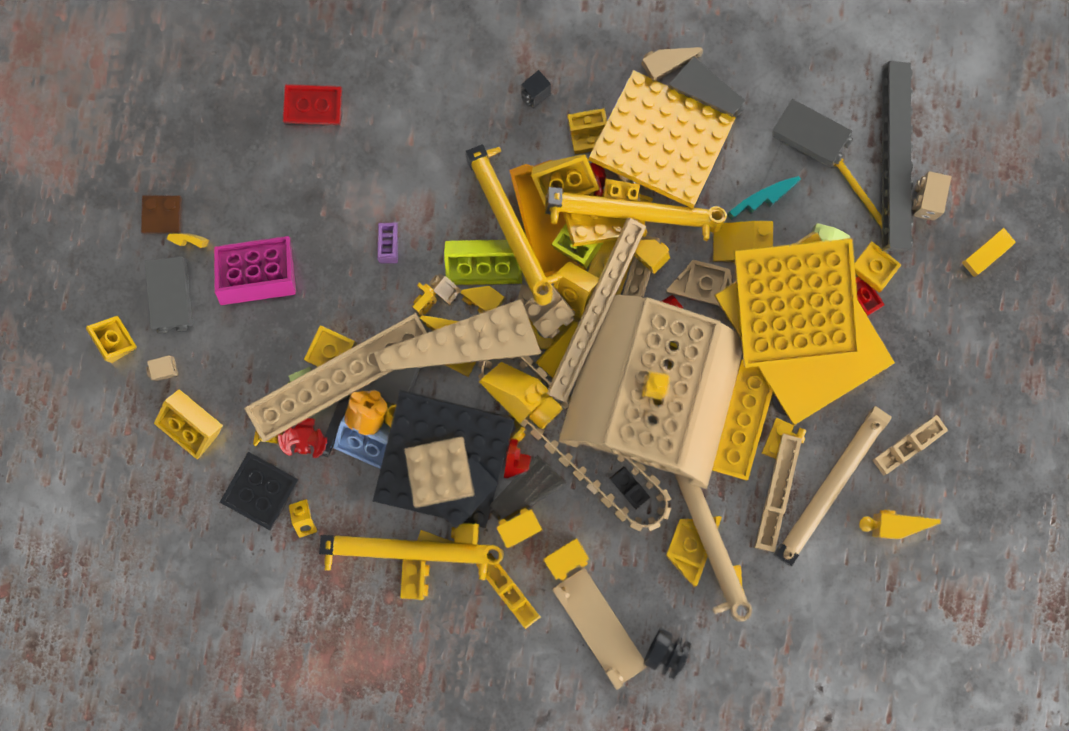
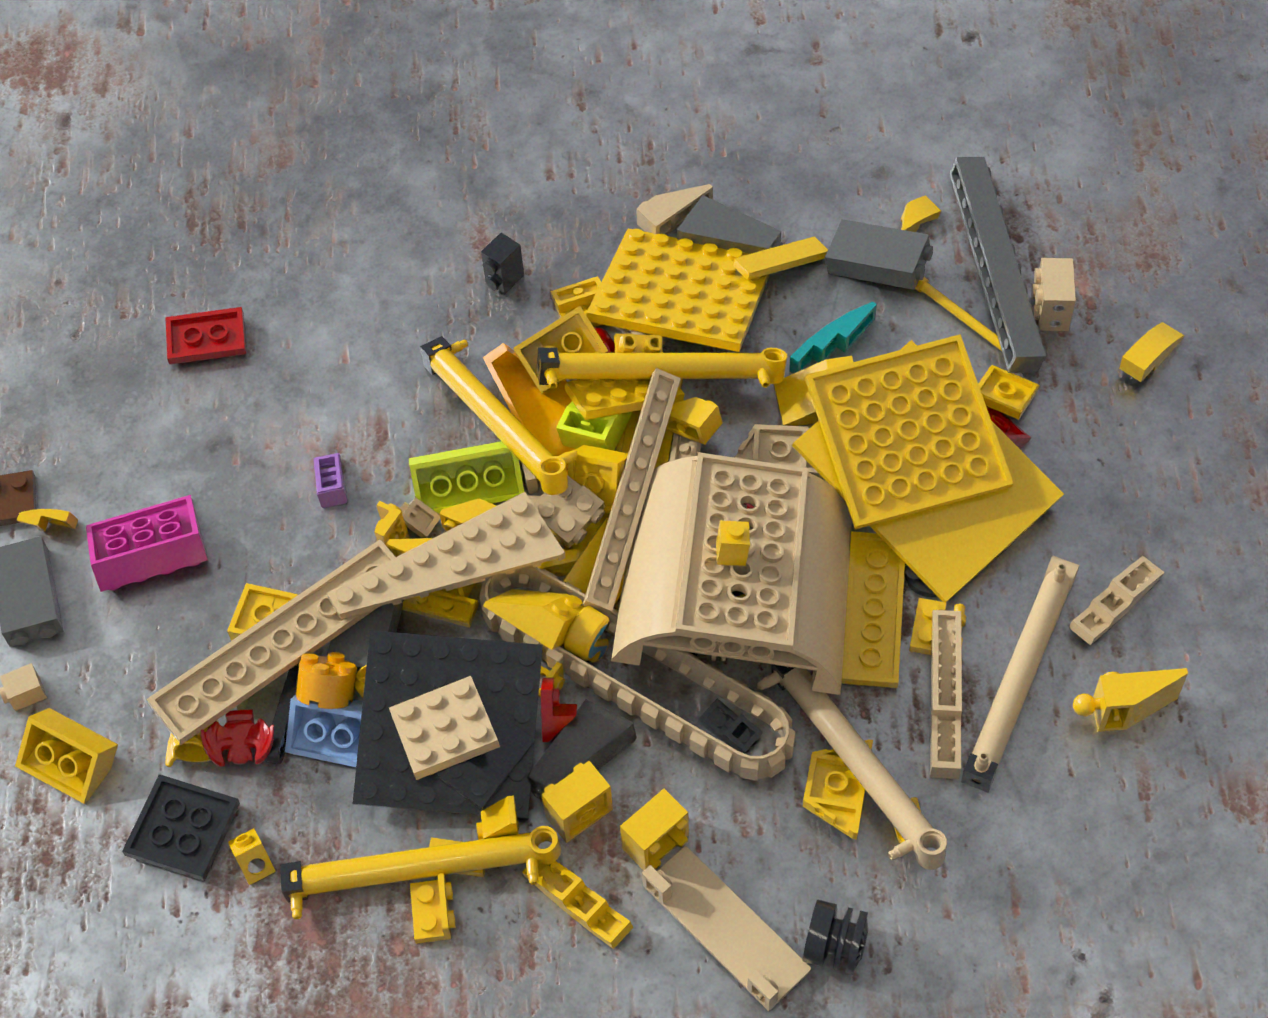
camera: 10 degrees left, 25 degrees down
(740, 123) = (780, 258): none -> yellow tile
(849, 98) = (918, 212): none -> yellow slope

